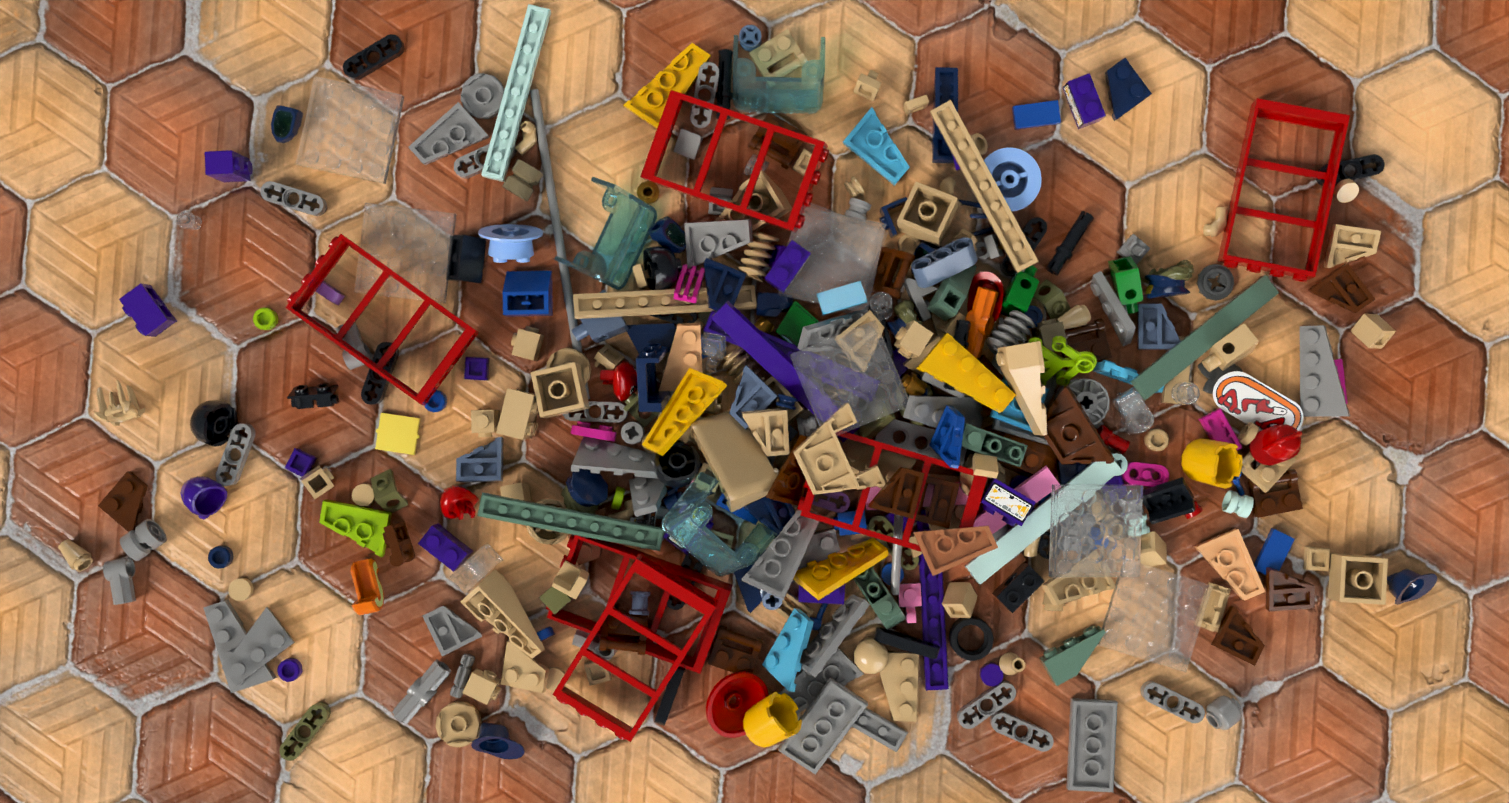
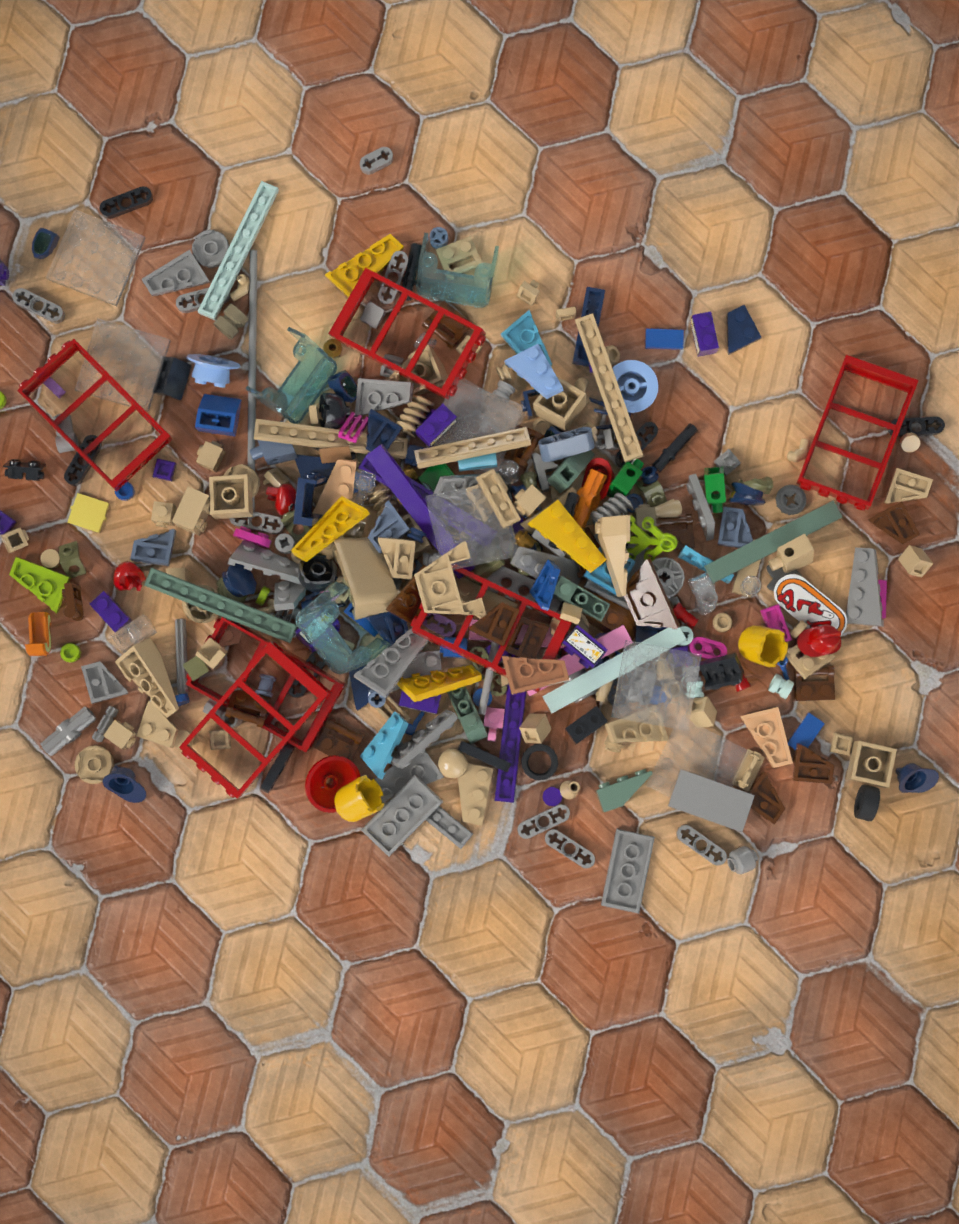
camera: 10 degrees right, 5 degrees down
(407, 600) = (70, 652): none -> lime tile
(535, 581) = (181, 655): none -> light grey axle
(672, 319) = (331, 455): none -> medium nougat sticker
(834, 285) = (472, 447): none -> tan tile
(876, 343) = (498, 498): none -> tan tile
(893, 178) = (536, 370): none -> light blue wing
(1046, 280) = (649, 475): none -> dark blue bush
(1178, 651) = (711, 800): none -> light grey tile
(1359, 624) = (867, 802): none -> black tyre

